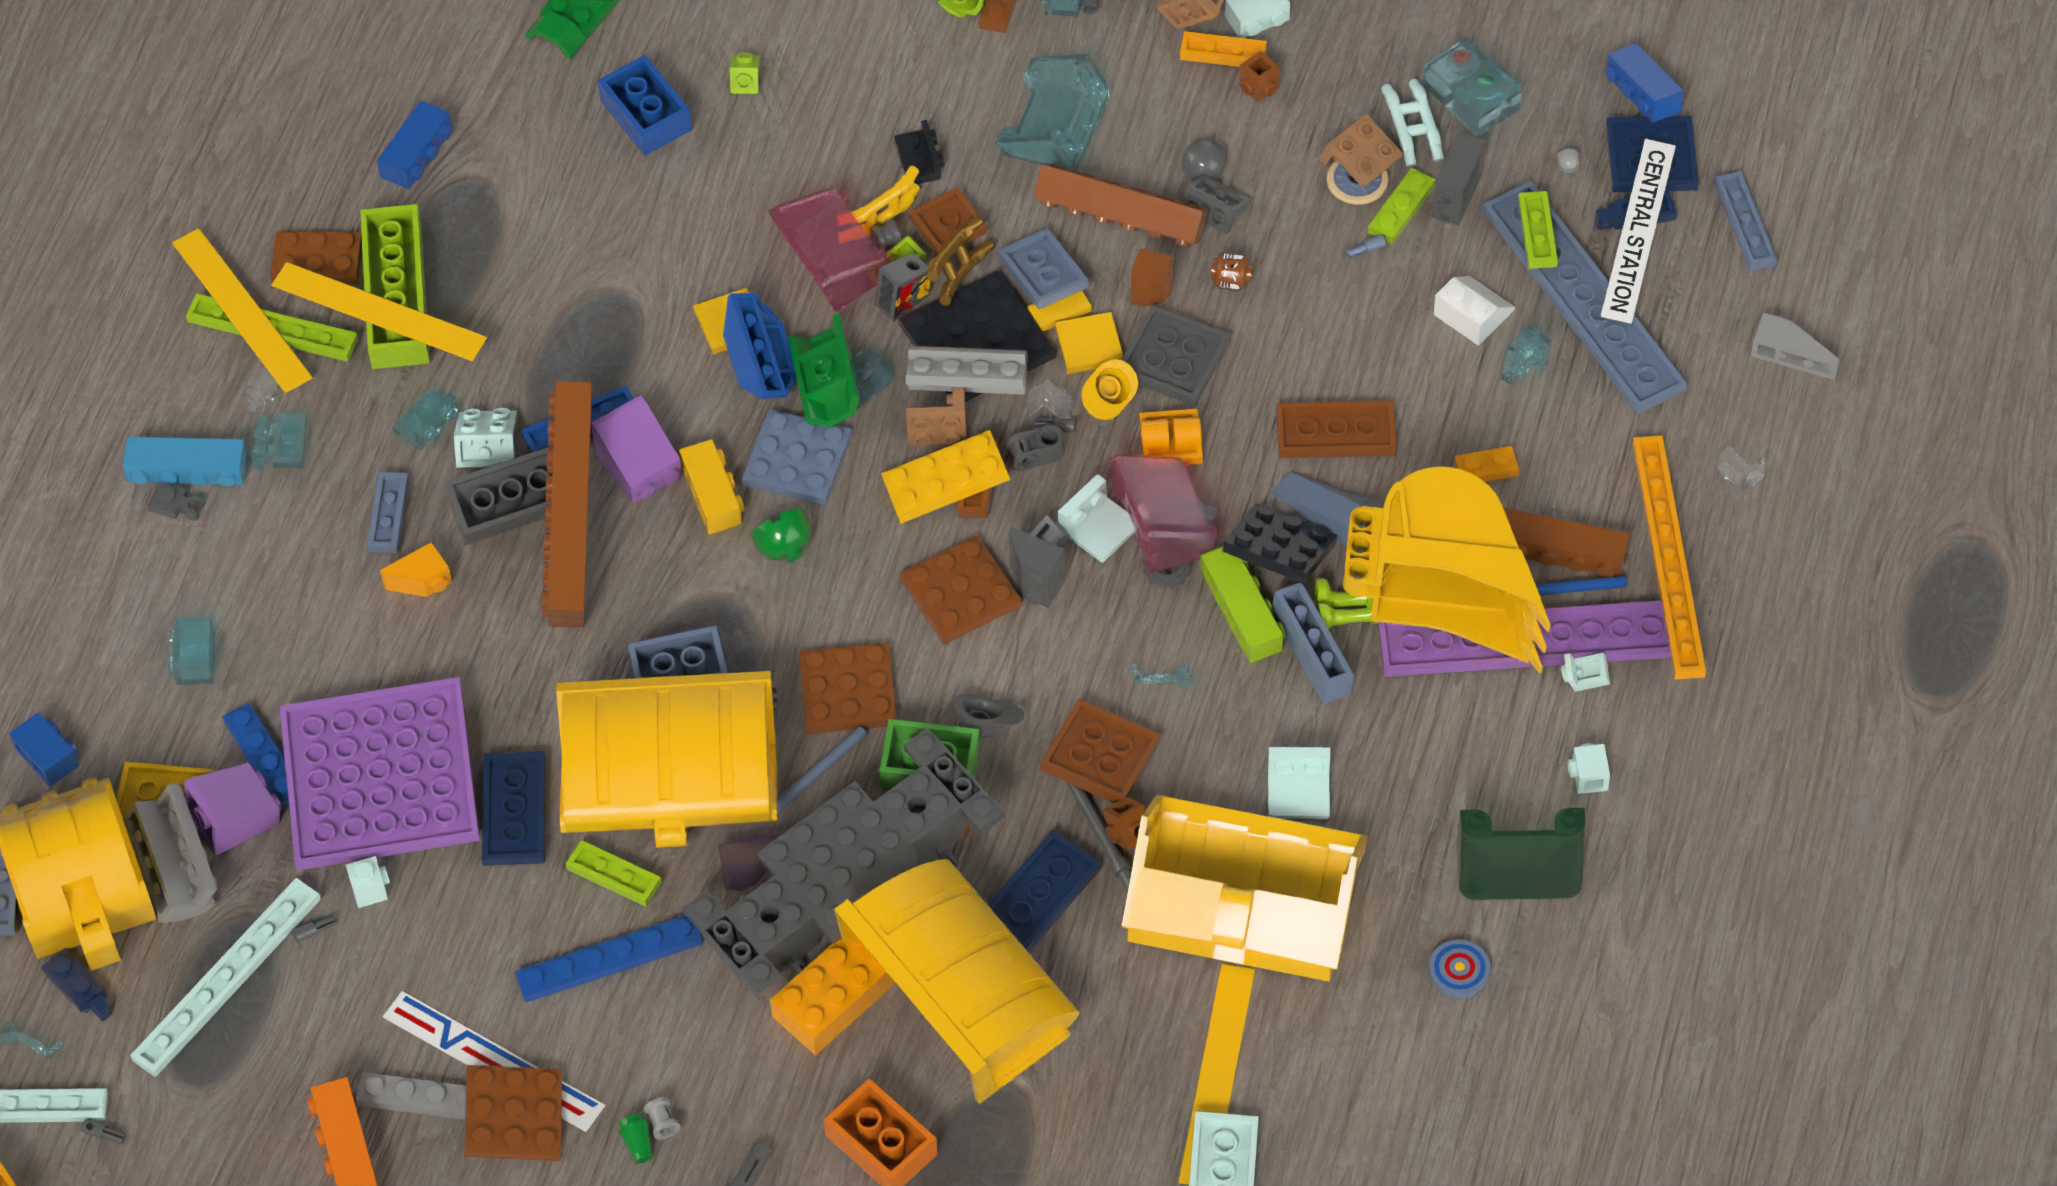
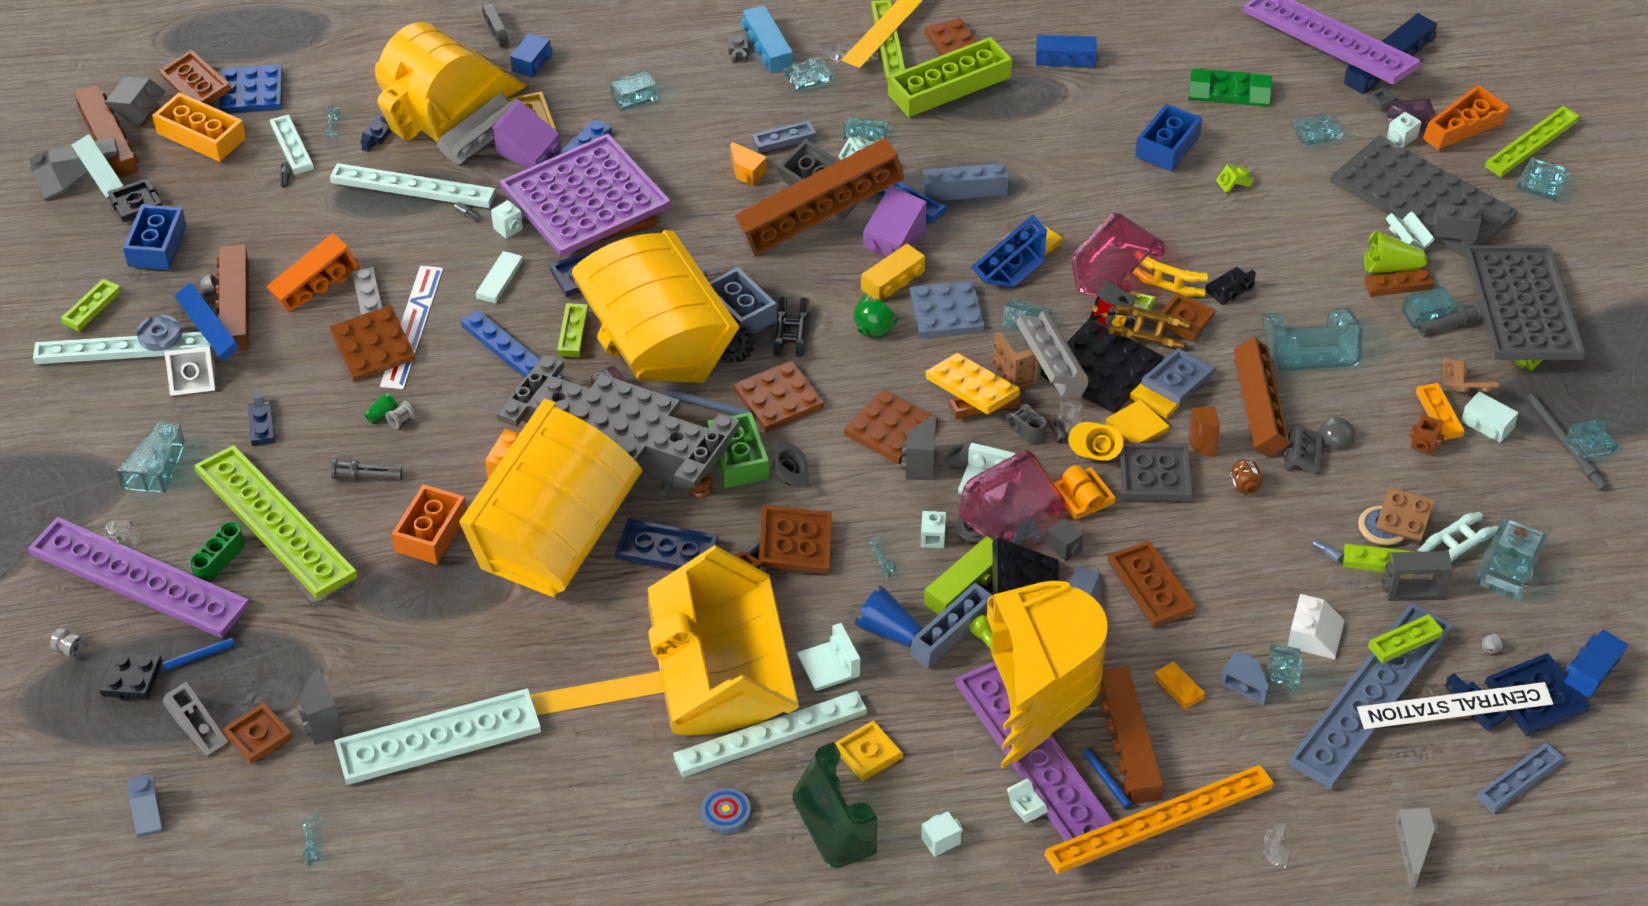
camera: 65 degrees right, 10 degrees down
(379, 311) = (919, 71): yellow sticker -> none
(463, 928) = (499, 277): none -> light aqua tile
(598, 340) = (965, 182): none -> sand blue brick
(762, 629) = (783, 322): none -> black piece
(825, 375) = (1011, 292): green piece -> none
(885, 235) = (1149, 287): dark grey wheel -> none
(1152, 607) = (933, 529): none -> light aqua brick
(1233, 483) = (1064, 539): none -> dark grey brick
(1269, 703) = (887, 618): none -> blue cone
(1370, 889) = (769, 734): none -> light aqua plate
(1436, 797) = (868, 750): none -> yellow tile
(1511, 397) = (1245, 677): none -> sand blue slope

